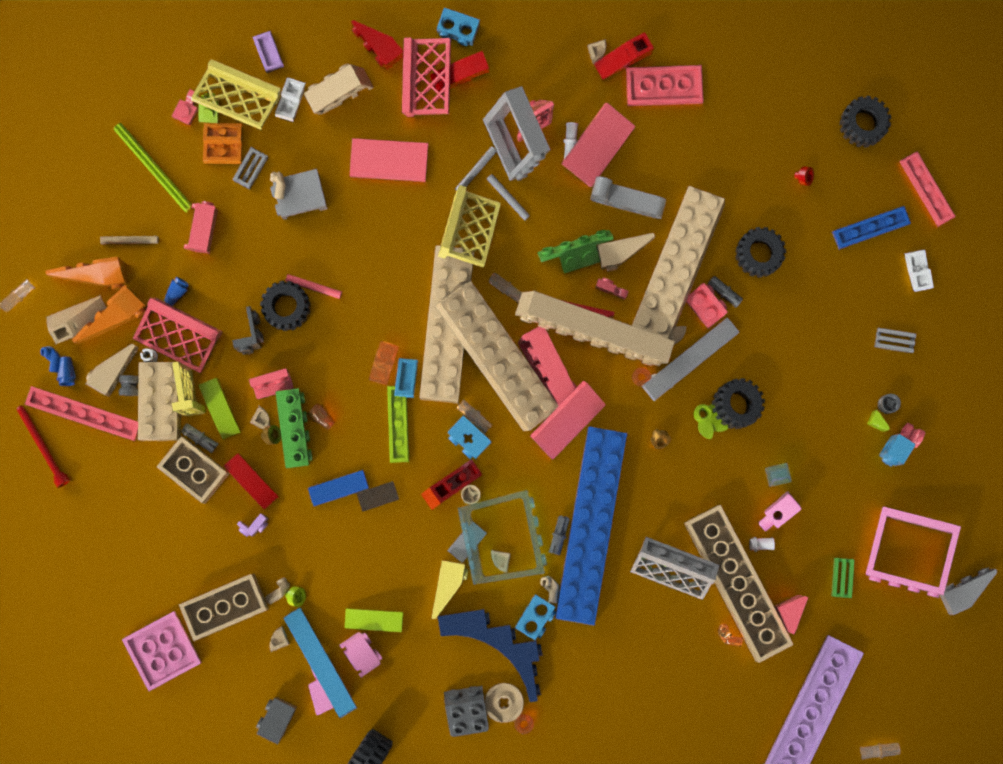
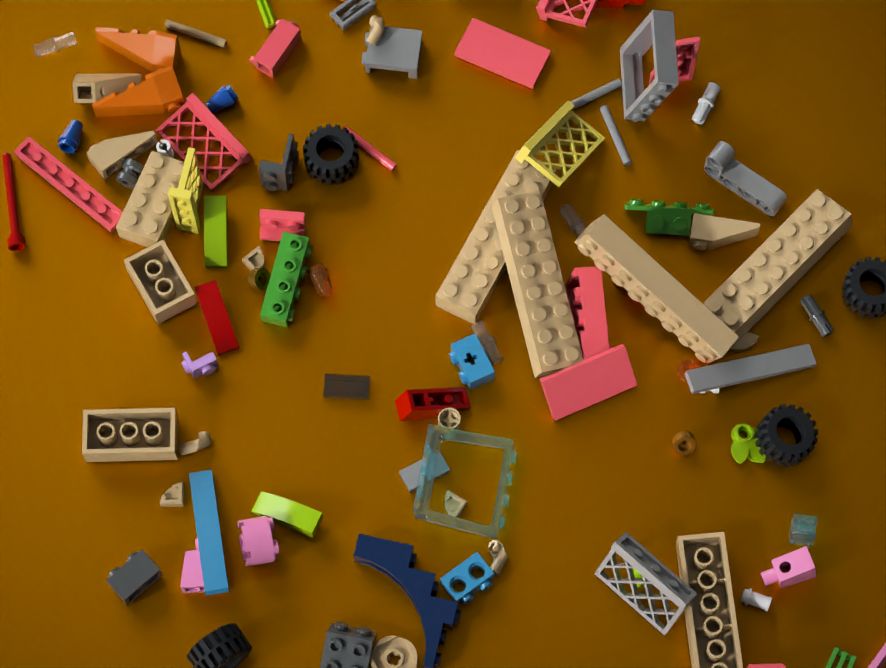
camera: 25 degrees right, 15 degrees down
(53, 356) = (64, 117): blue arm -> none
(161, 651) = (42, 457): bright pink plate -> none
(199, 438) = (181, 254): light grey axle -> none
(296, 596) = (212, 455): lime tile -> none
(338, 488) = (307, 362): blue tile -> none
(383, 362) = (411, 251): clear orange slope -> none
(397, 427) = (400, 321): lime tile -> none
(406, 378) = (429, 275): dark azure tile -> none
(449, 581) = (385, 506): light yellow slope -> none
(559, 535) = (529, 502): dark grey axle -> none
(591, 526) = (568, 505): blue brick -> none
(597, 50) = (770, 25): tan tile -> none
(598, 144) = (734, 115): coral tile -> none
(606, 285) = (687, 262): coral plate -> none
(624, 56) = (799, 38): red slope -> none
(664, 85) = (830, 85): coral tile -> none
(706, 305) = (790, 322): coral bracket -> none

